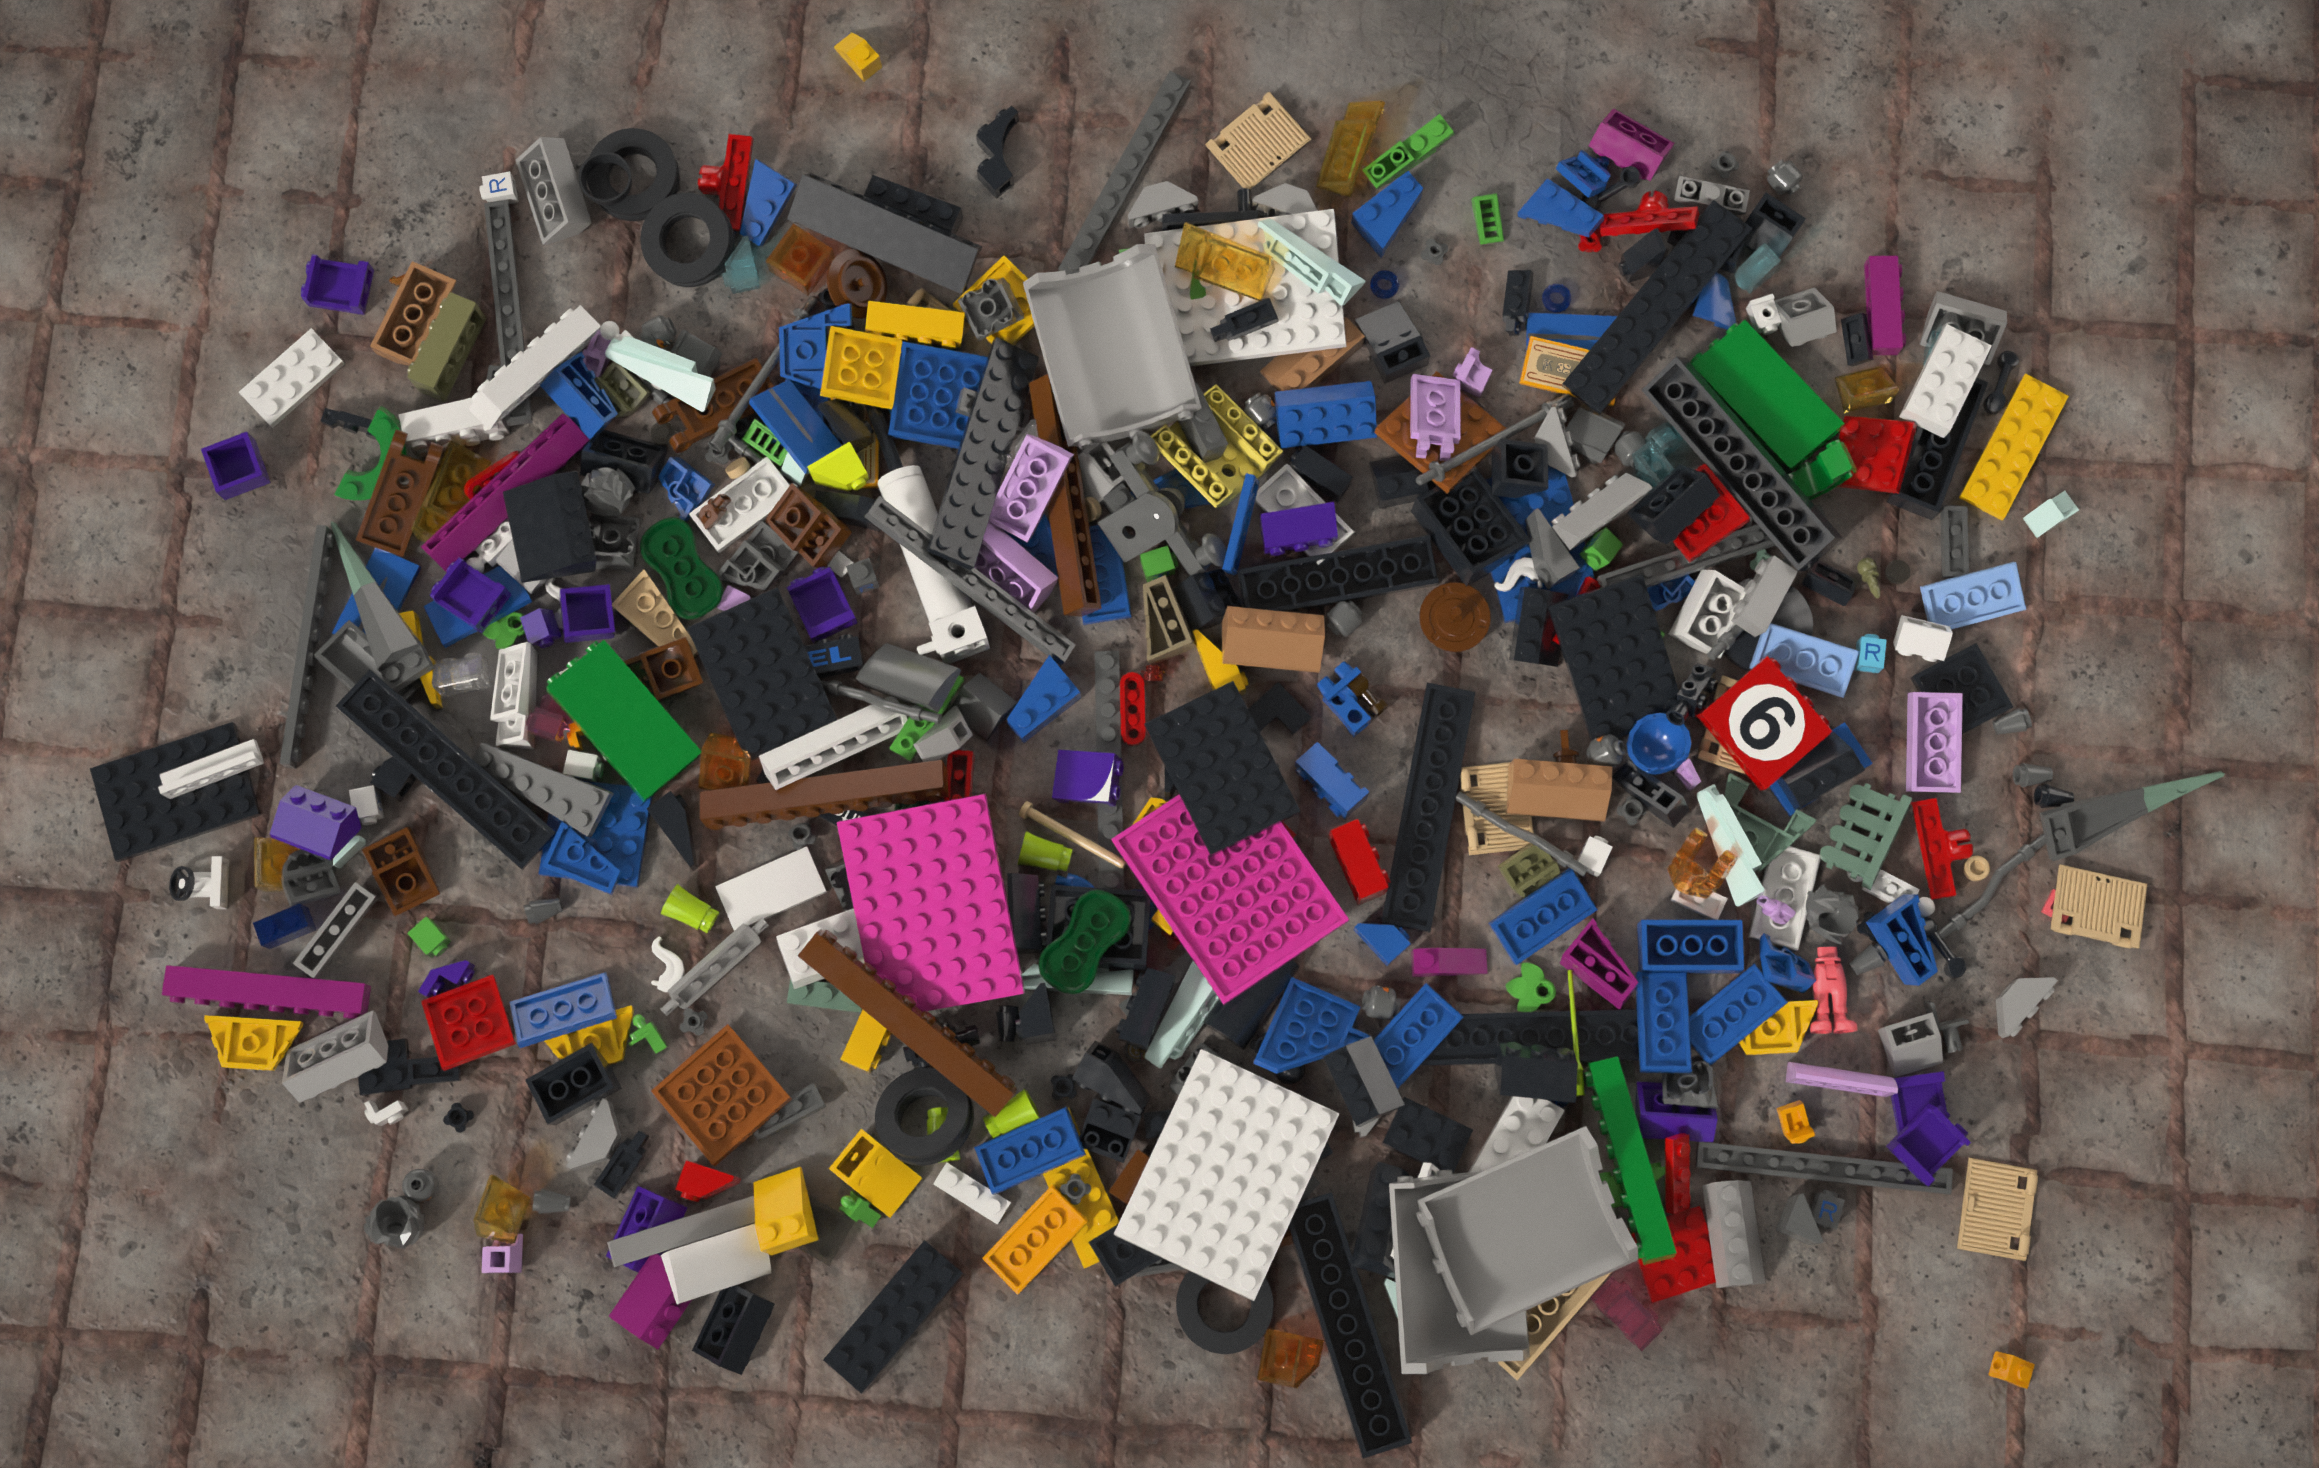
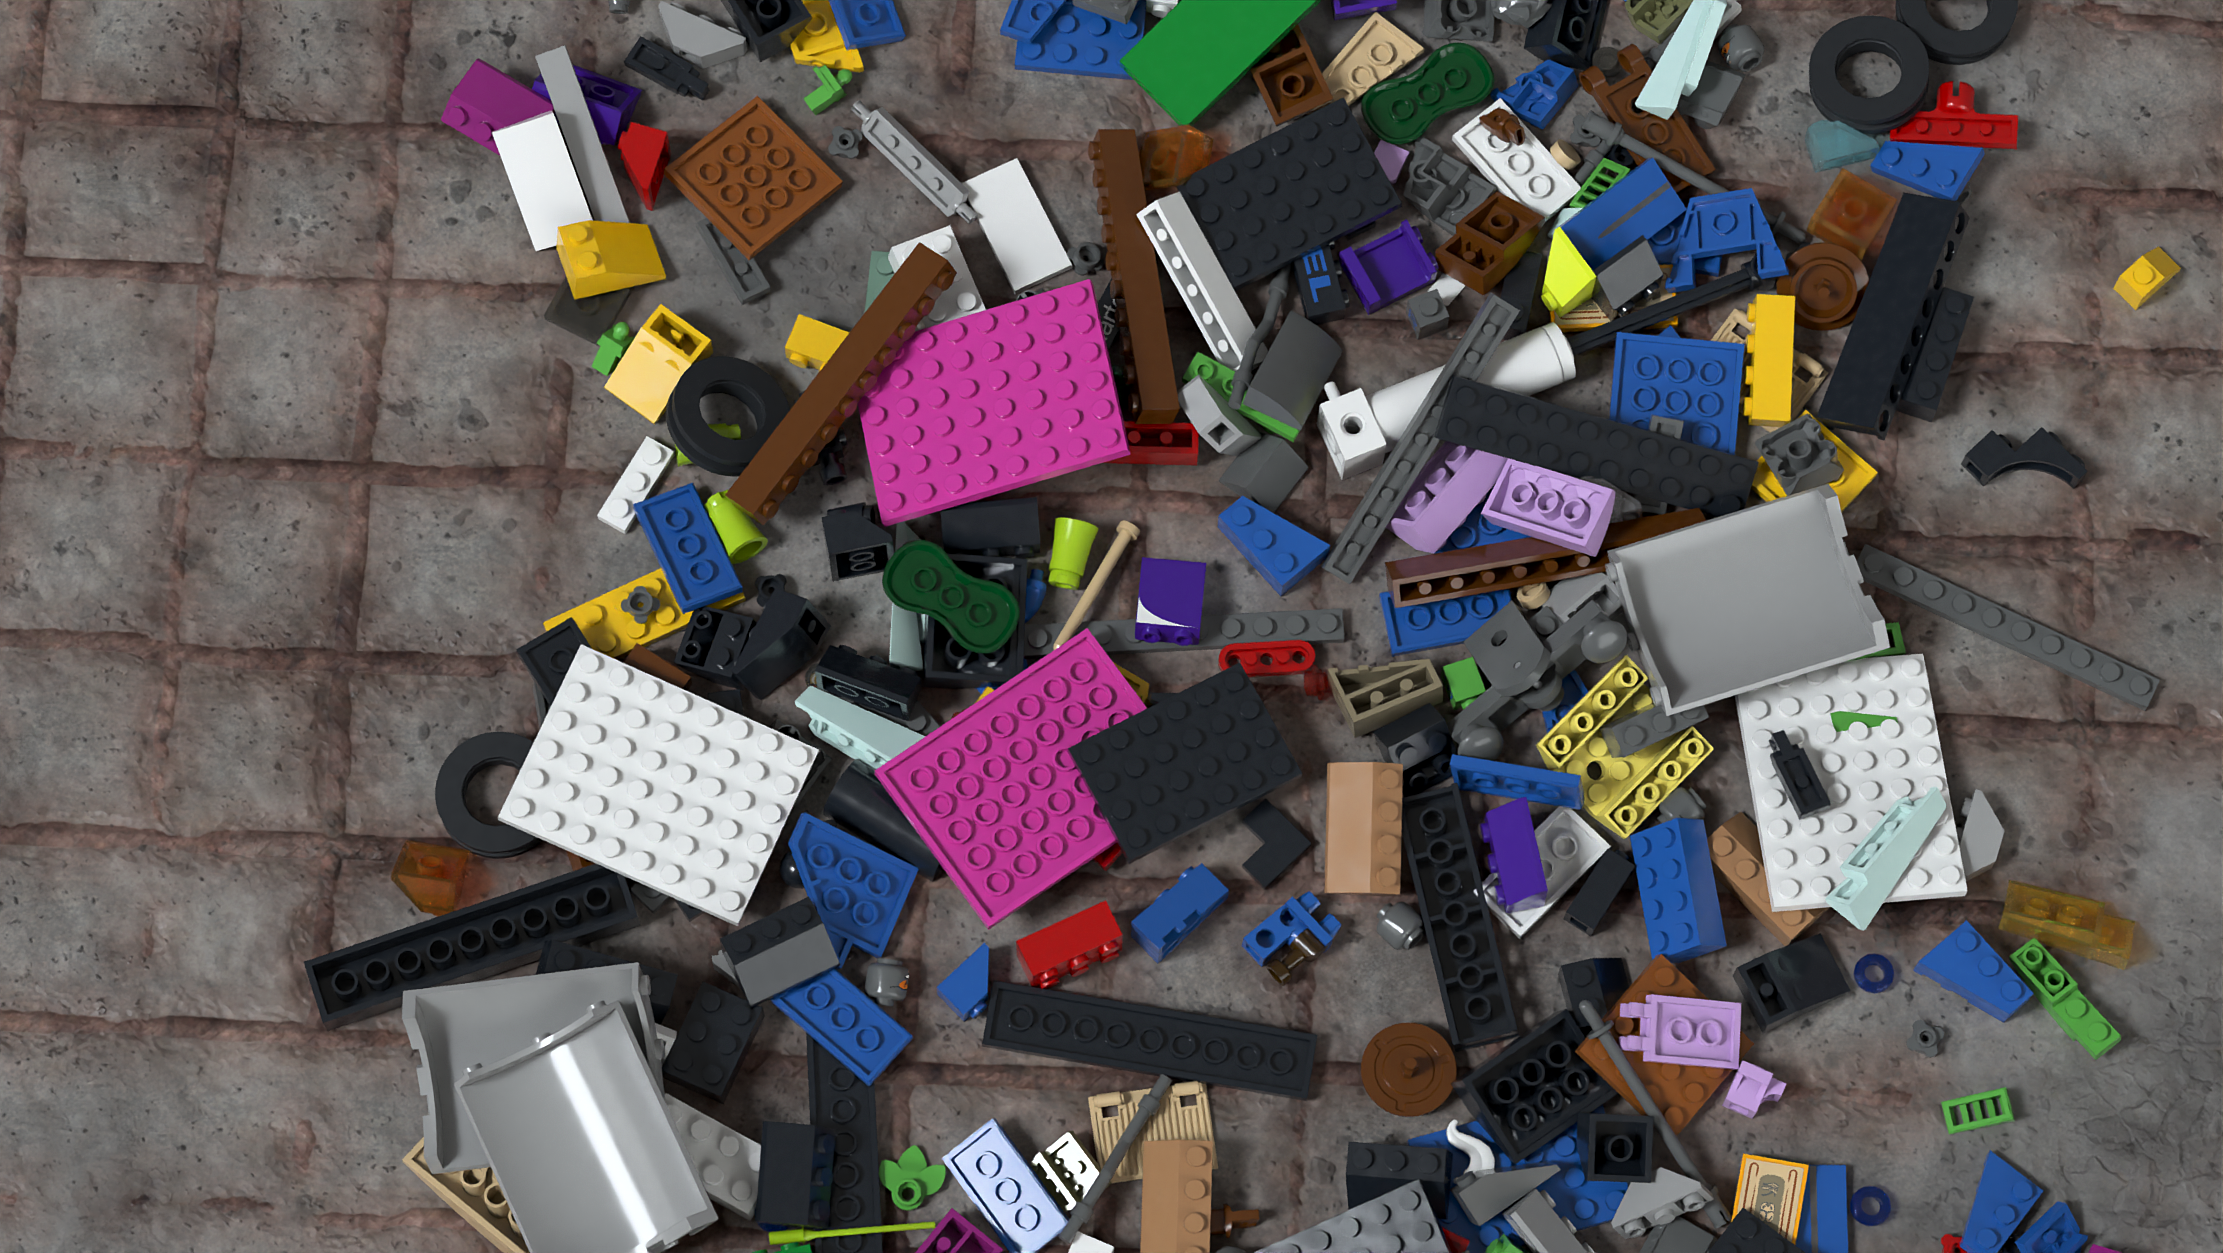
camera: 85 degrees right, 5 degrees down
(674, 966) = (918, 116): white piece -> none
(675, 822) = (1091, 107): black slope -> none
(689, 910) = (985, 127): lime plant -> none
(733, 1328) = (466, 209): black slope -> none
(861, 367) = (1703, 291): yellow plate -> none
(893, 1317) = (481, 395): black brick -> none
(1035, 1239) = (577, 561): light orange tile -> none
(1159, 200) = (1965, 671): light grey slope -> none
(1218, 673) = (1314, 765): yellow slope -> none
(1224, 262) = (1876, 747): clear yellow slope -> none
(1244, 212) = (1943, 712): black piece -> none
(1258, 142) = (2065, 799): tan window -> none
(1448, 962) = (943, 1069): magenta slope -> none
(1517, 299) = (1861, 1150): black hinge -> none

